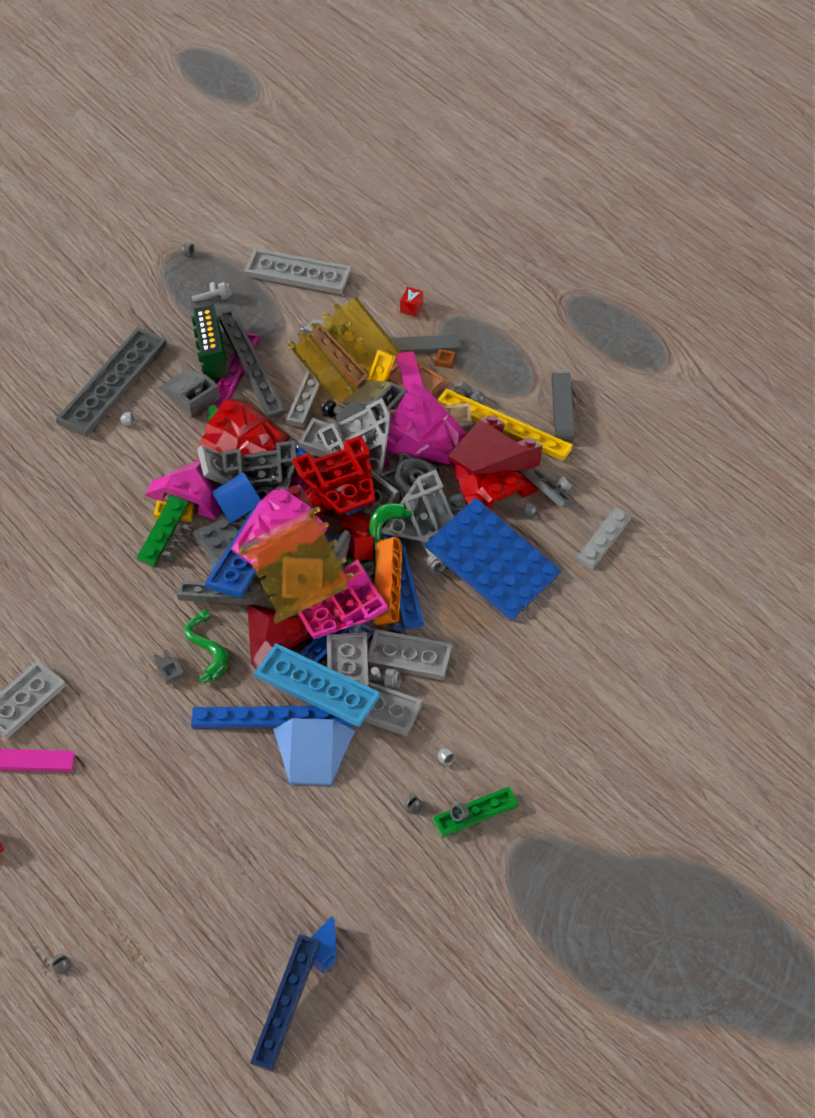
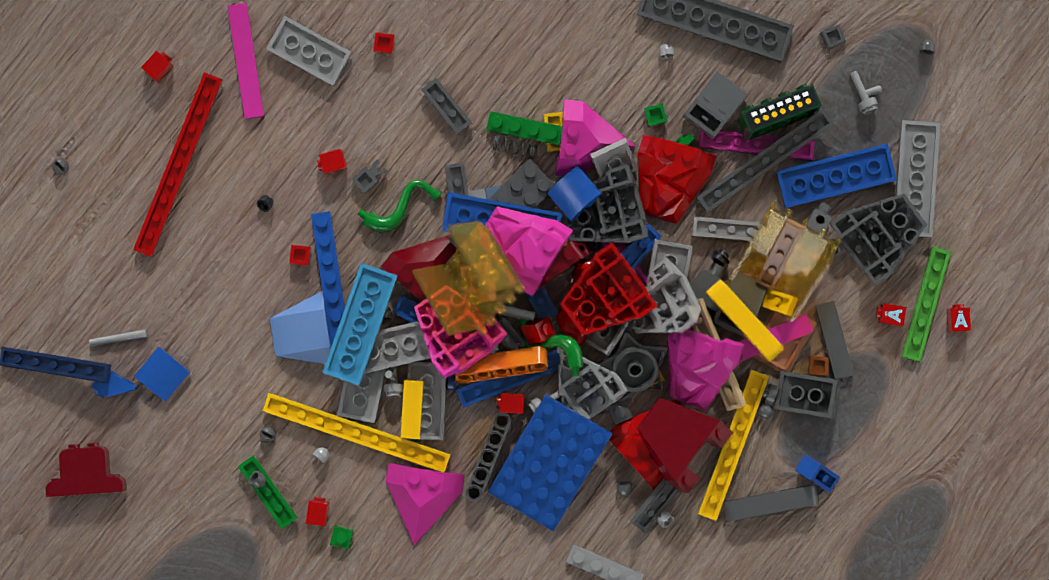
camera: 80 degrees right, 35 degrees up
(38, 633) = (384, 43): none -> red plate
(100, 841) = (178, 164): none -> red plate
(119, 591) = (446, 106): none -> dark grey plate
(142, 695) = (332, 162): none -> red brick
(156, 308) = (833, 37): none -> dark grey tile
(169, 761) = (264, 199): none -> black hinge
(183, 434) = (655, 115): none -> green plate
(230, 741) = (300, 255): none -> red plate
(272, 936) = (117, 338): none -> light grey bar
(278, 321) = (836, 175): none -> blue plate
(323, 895) = (162, 373): none -> blue slope
(337, 283) = (879, 234): none -> dark grey wedge
(390, 384) = (745, 320): none -> yellow beam
(403, 280) = (926, 304): none -> bright green tile
(415, 662) = (412, 409): none -> yellow tile
(417, 993) = (85, 472): none -> dark red brick
(426, 261) = (958, 318): none -> red brick
(427, 583) = (510, 403): none -> red brick
(427, 723) = (356, 432): none -> yellow plate
(470, 361) = (808, 395): none -> dark grey slope
(489, 615) = (488, 466): none -> dark grey beam
(504, 676) = (422, 495): none -> dark pink wedge
(505, 767) = (317, 512): none -> red brick
(536, 753) = (341, 537): none -> green plate
(540, 370) = (817, 473): none -> blue slope

